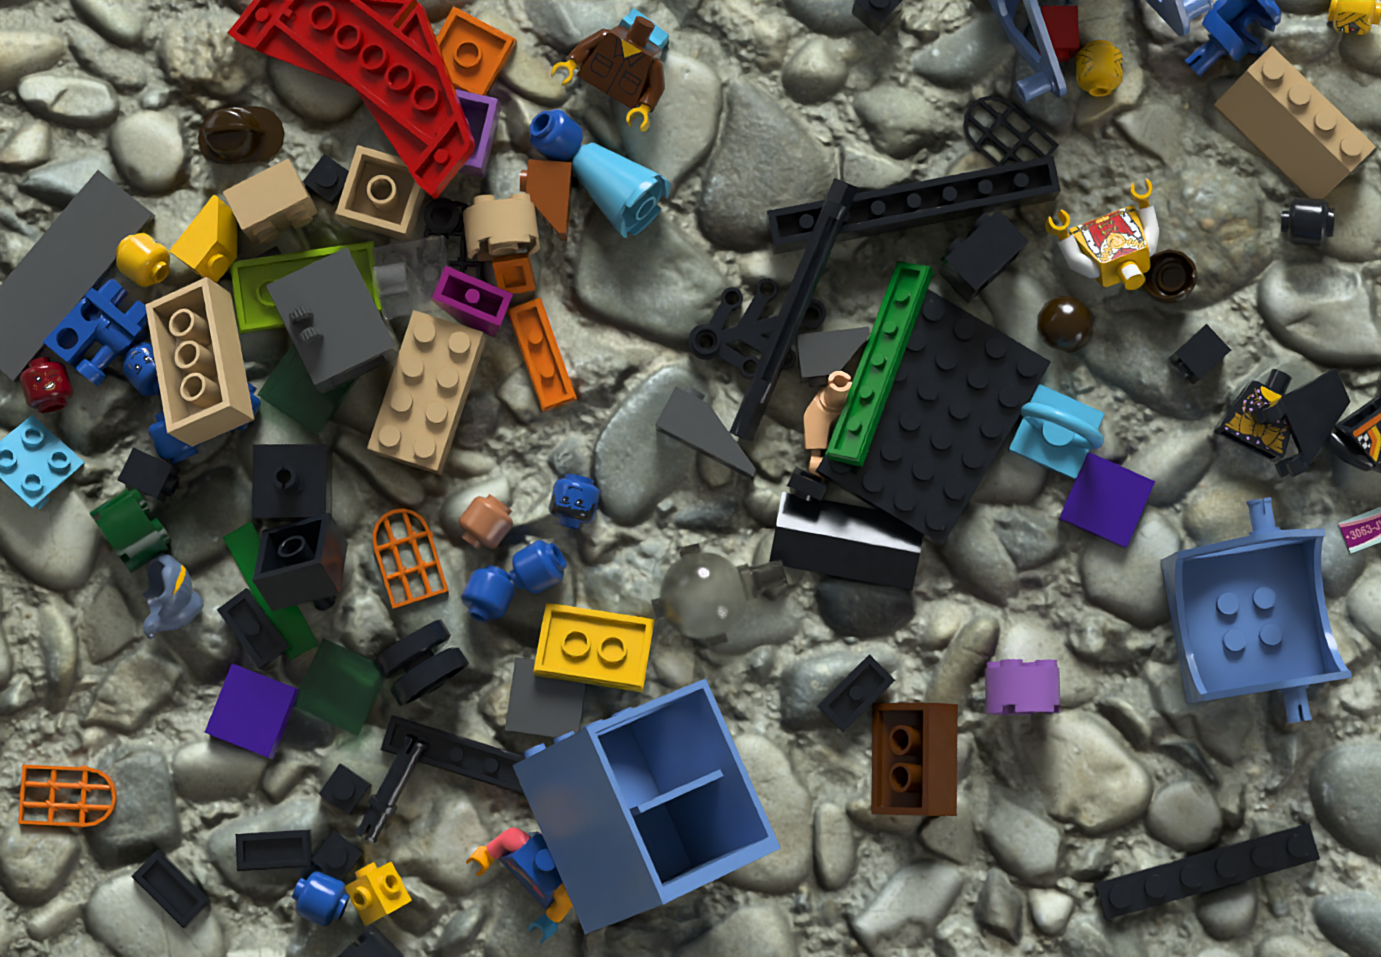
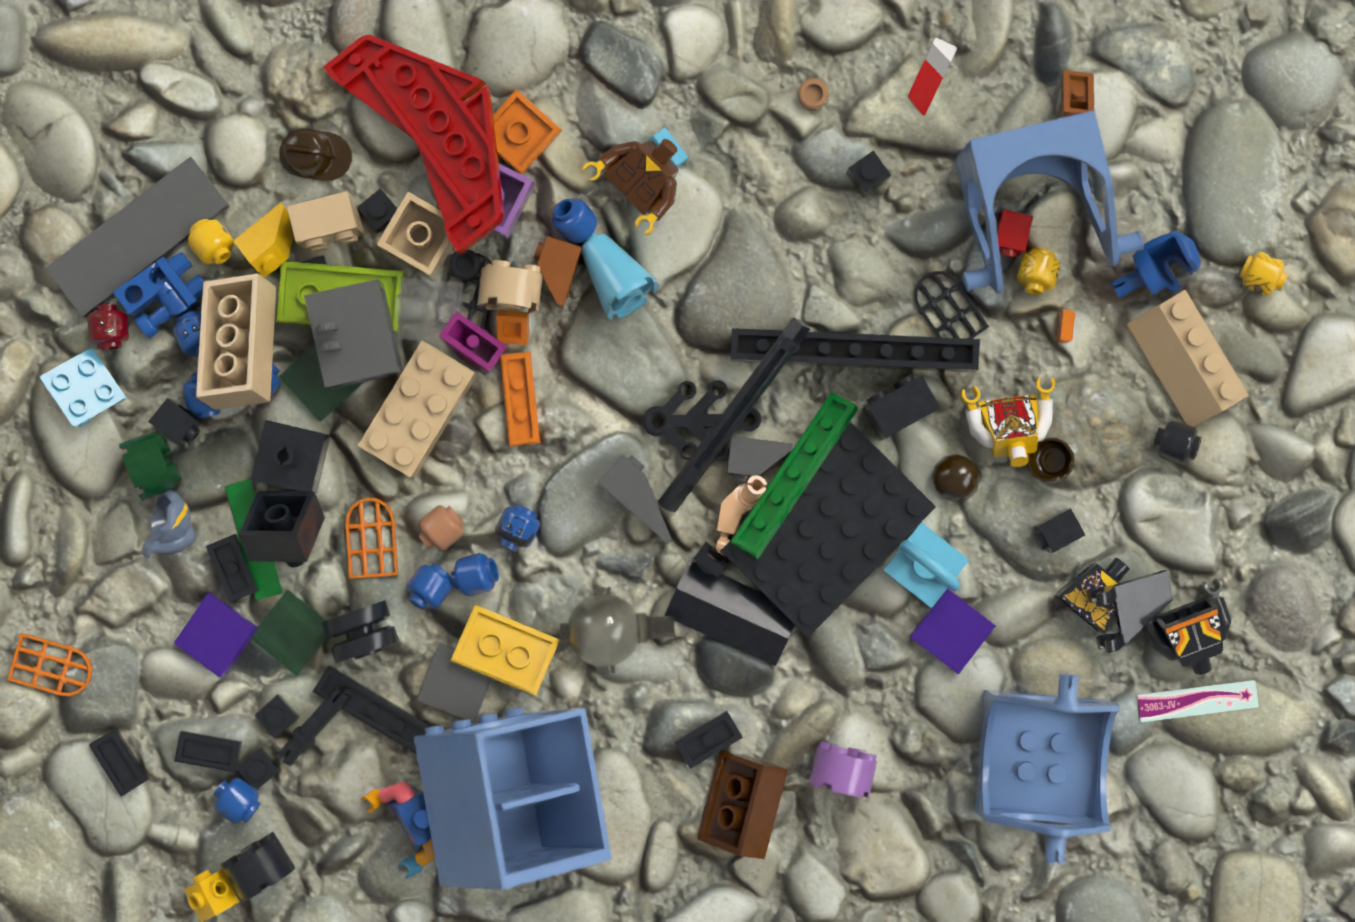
camera: 10 degrees right, 5 degrees up
(377, 892) = (283, 807): yellow brick -> none
(1145, 122) = (1065, 326): none -> orange tile

